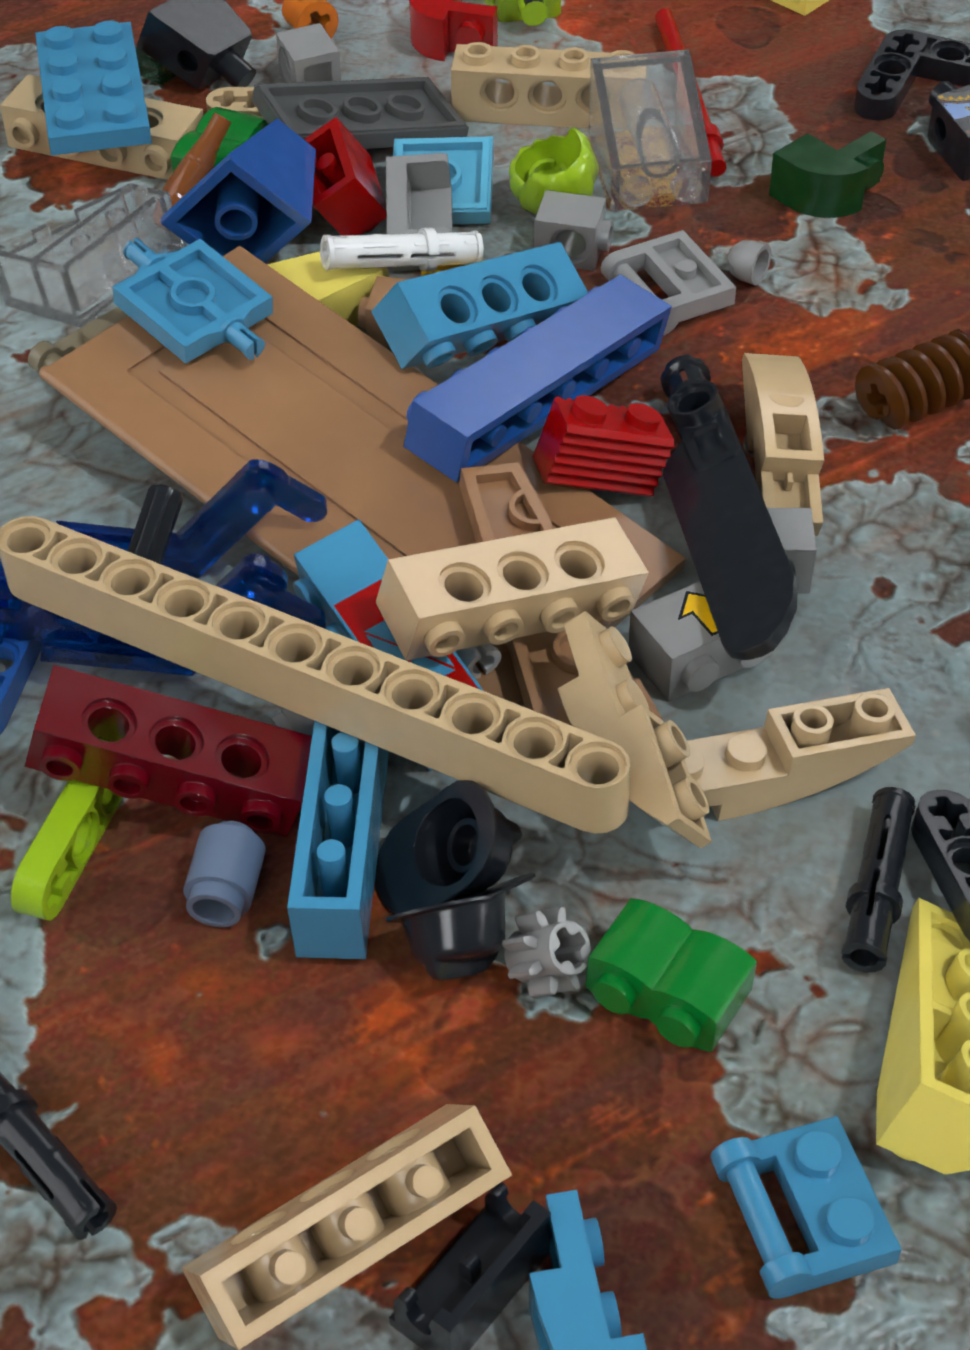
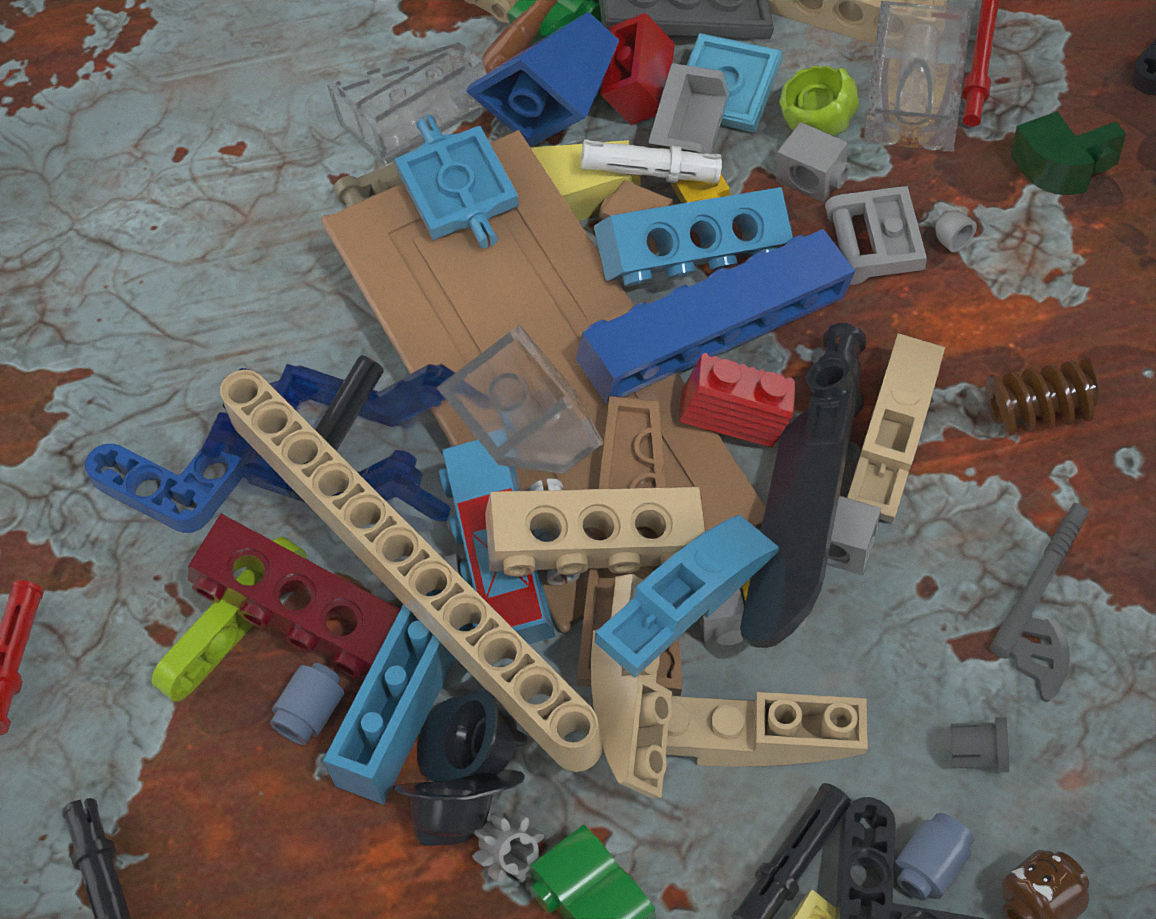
camera: 25 degrees right, 10 degrees up
(386, 468) = (522, 407): none -> clear slope
(650, 617) = (683, 590): none -> dark azure slope

